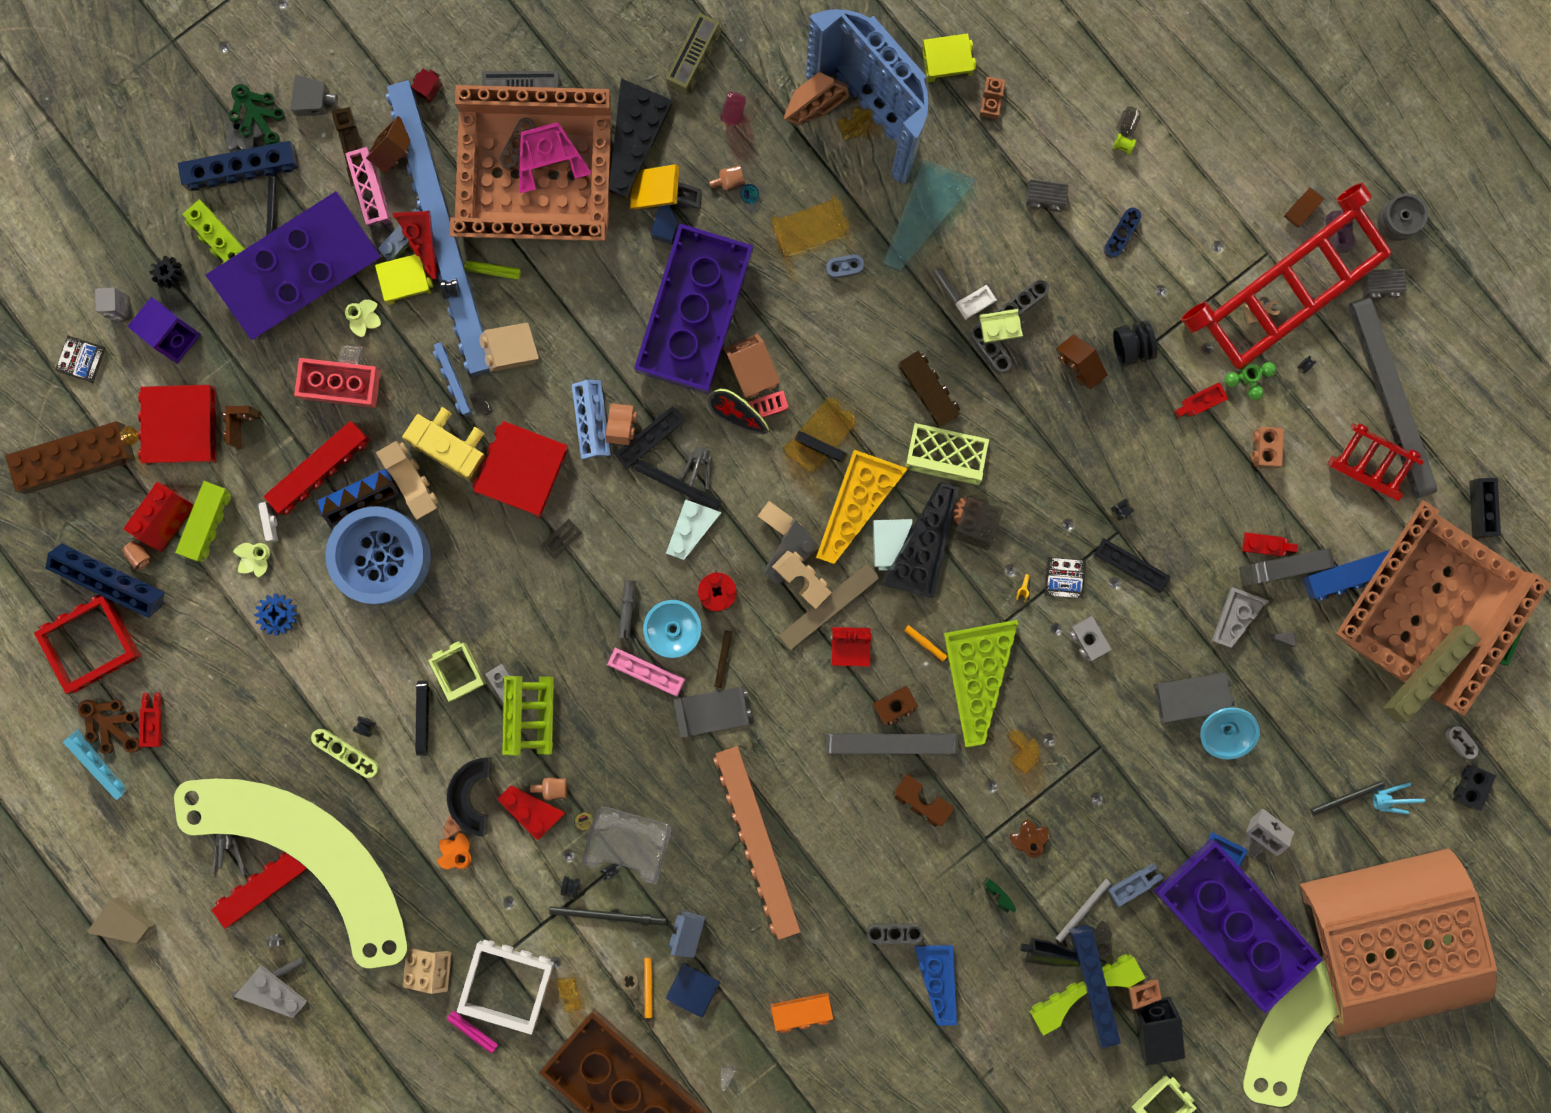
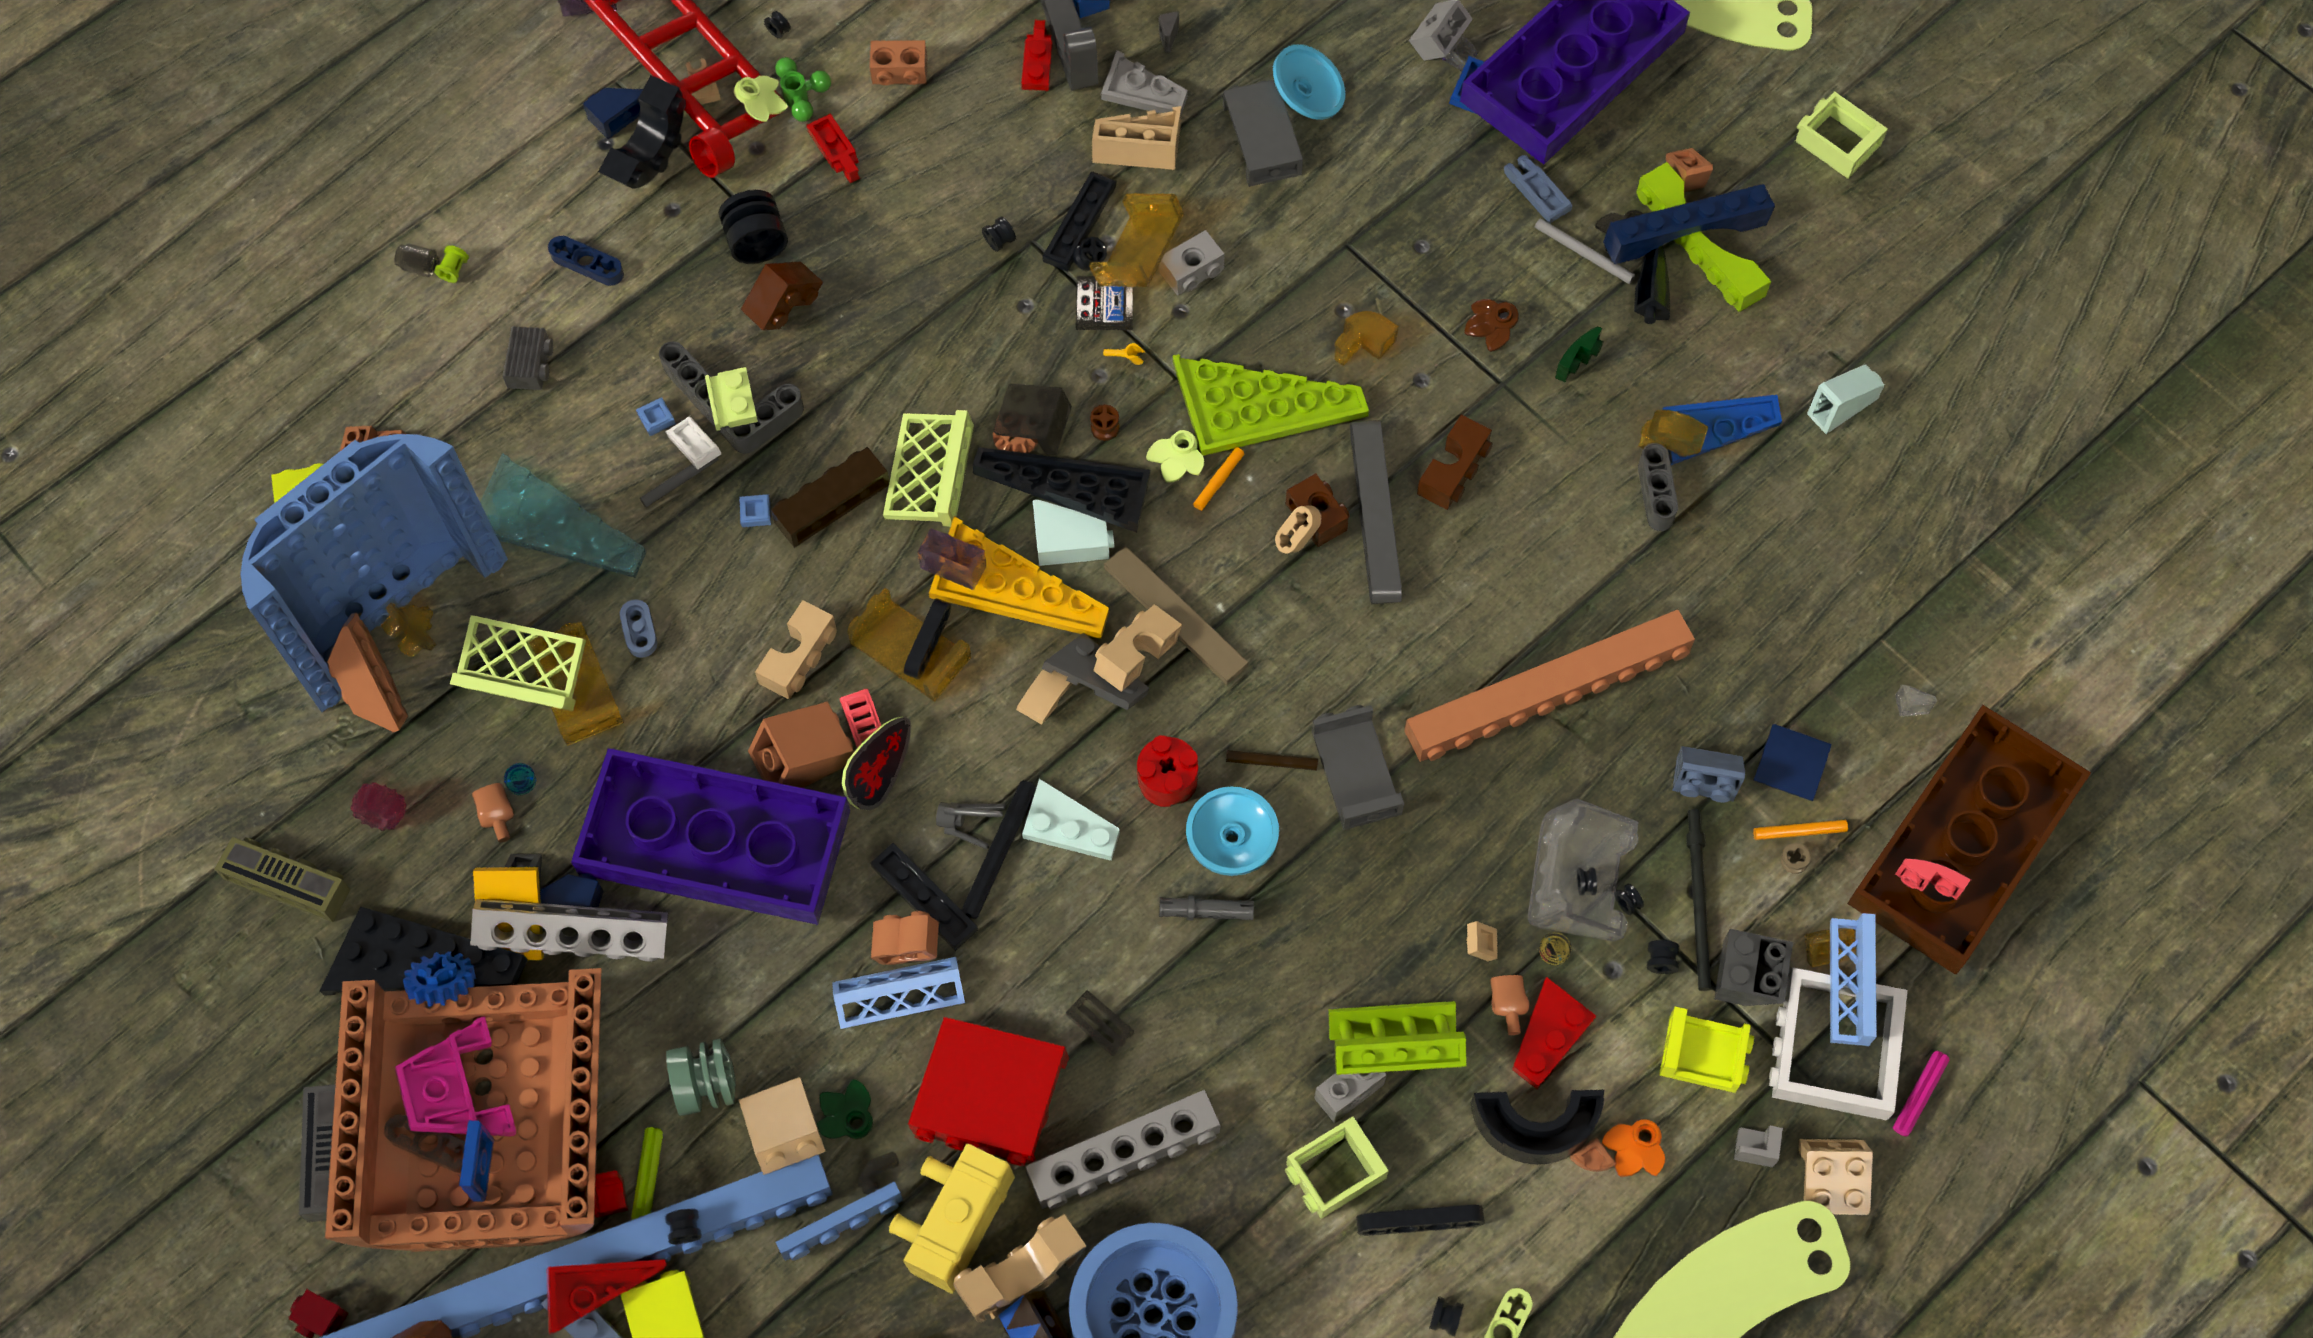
camera: 90 degrees left, 20 degrees down
(448, 926) = (1759, 1146): none -> light grey panel
(457, 504) = (1194, 1109): none -> light grey brick
(481, 247) = (609, 1194): none -> red panel
(498, 170) = (476, 1161): none -> blue tile
(509, 904) = (1706, 1052): none -> neon yellow panel
(521, 383) = (843, 1109): none -> dark green plate
(537, 1008) = (1865, 980): none -> light blue fence
(542, 300) = (700, 1077): none -> sand green wheel
(555, 941) = (1753, 969): none -> dark grey slope
(590, 776) = (1482, 941): none -> tan plate
(593, 1057) = (1919, 873): none -> coral slope
(611, 146) = (439, 978): none -> blue gear
(622, 846) = (1586, 881): none -> black bush
(640, 222) = (554, 918): none -> light grey brick
(646, 672) = (1304, 874): bright pink tile -> none
(802, 1012) = (1797, 604): orange brick -> none
(807, 184) = (506, 685): none -> yellowish green fence
(833, 376) = (786, 671): none -> tan arch
(851, 646) = (1233, 578): red hinge -> none
(870, 463) = (952, 559): none -> brick
(880, 689) = (1295, 526): none -> tan beam
(925, 341) = (755, 510): none -> medium blue tile
(929, 949) = (1675, 432): none -> clear yellow brick
(941, 614) = (1175, 459): none -> yellowish green plate
(951, 1072) = (1844, 397): none -> light aqua slope
(974, 571) = (1100, 418): none -> reddish brown wheel
(999, 278) = (655, 416): none -> medium blue tile
(1101, 574) = (1094, 247): none -> black wheel
(1104, 604) = (1142, 242): none -> clear yellow panel
(1160, 1032) = (1738, 143): black slope -> none
(1189, 610) = (1138, 140): none -> tan wedge
(1206, 273) = (653, 137): none -> black brick
(1240, 353) = (759, 97): none -> yellowish green plate
(1241, 252) = (613, 109): none -> dark blue slope
(1304, 207) = (551, 38): reddish brown slope -> none

